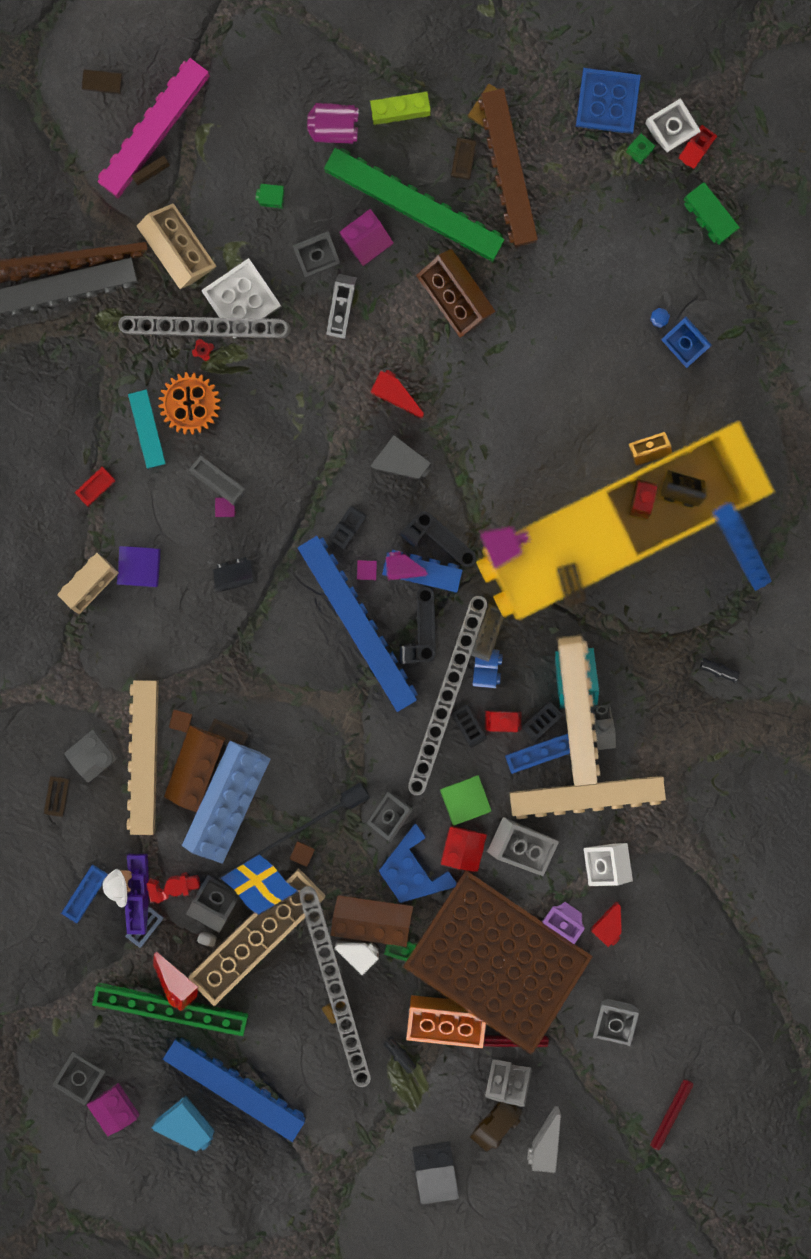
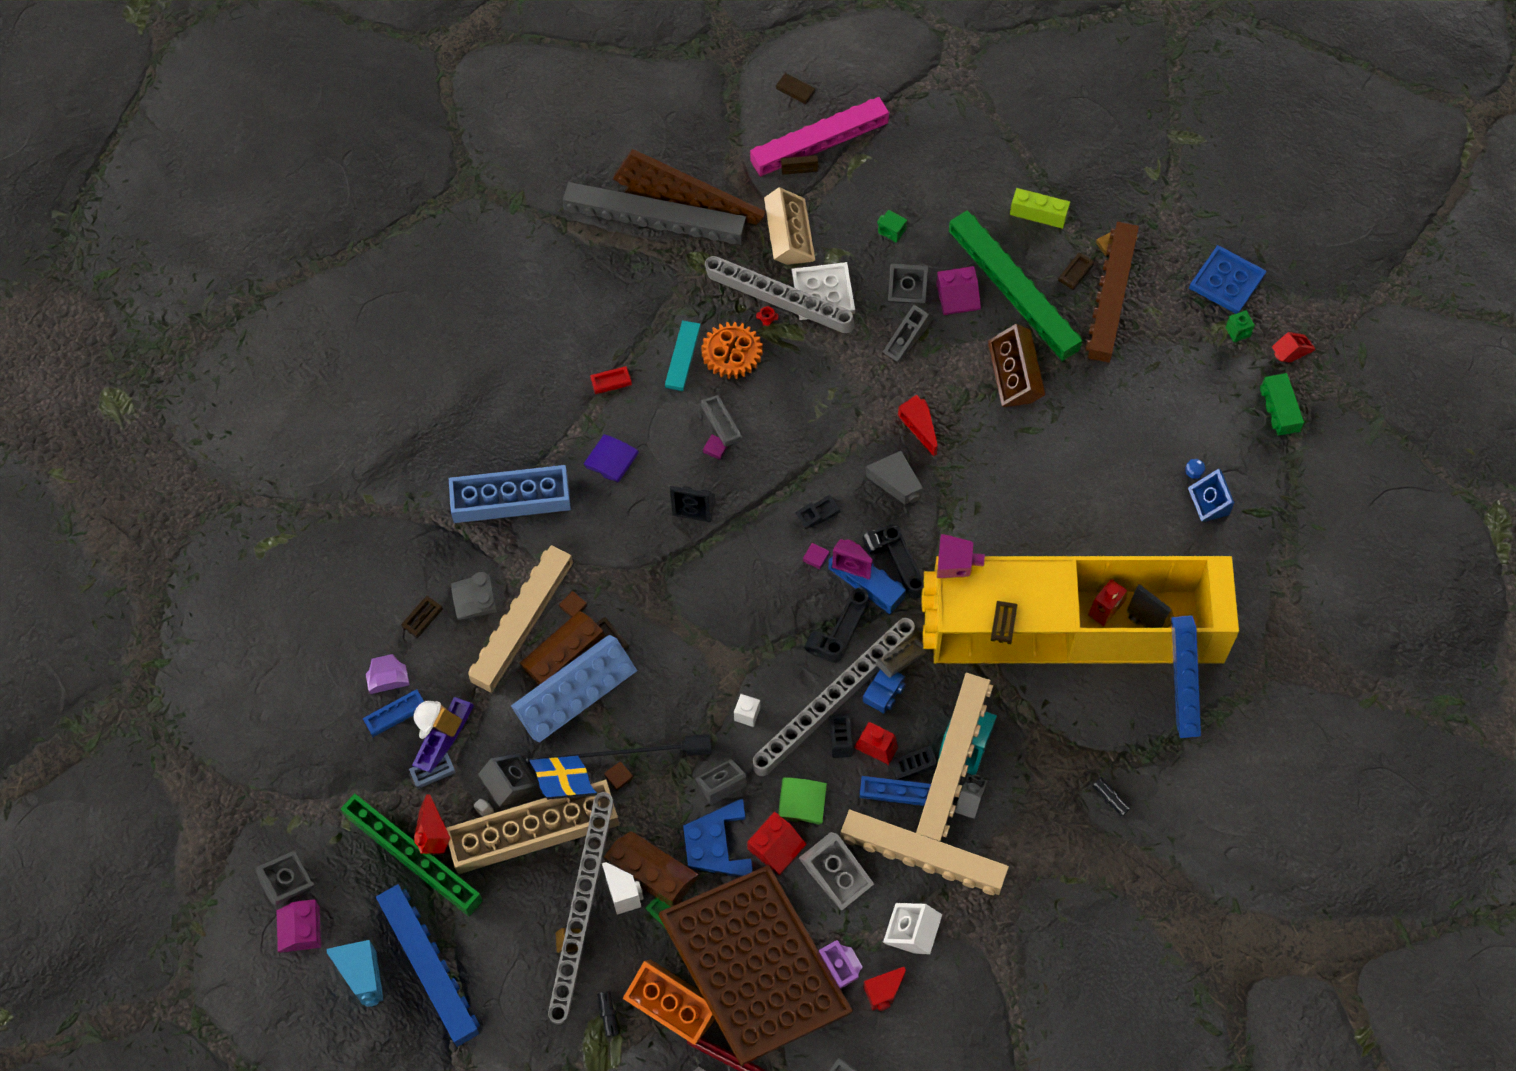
camera: 25 degrees right, 25 degrees down
(57, 863) = (386, 674): none -> medium lavender slope
(69, 648) = (509, 494): none -> medium blue brick
(87, 583) = (558, 449): tan brick -> none
(137, 886) = (447, 722): none -> pearl gold slope
(174, 886) = (480, 740): red hips -> none
(333, 123) = (976, 192): magenta cylinder -> none
(357, 623) = (783, 598): blue brick -> none
(380, 745) = (747, 710): none -> white brick
(672, 125) = (1277, 316): white slope -> none

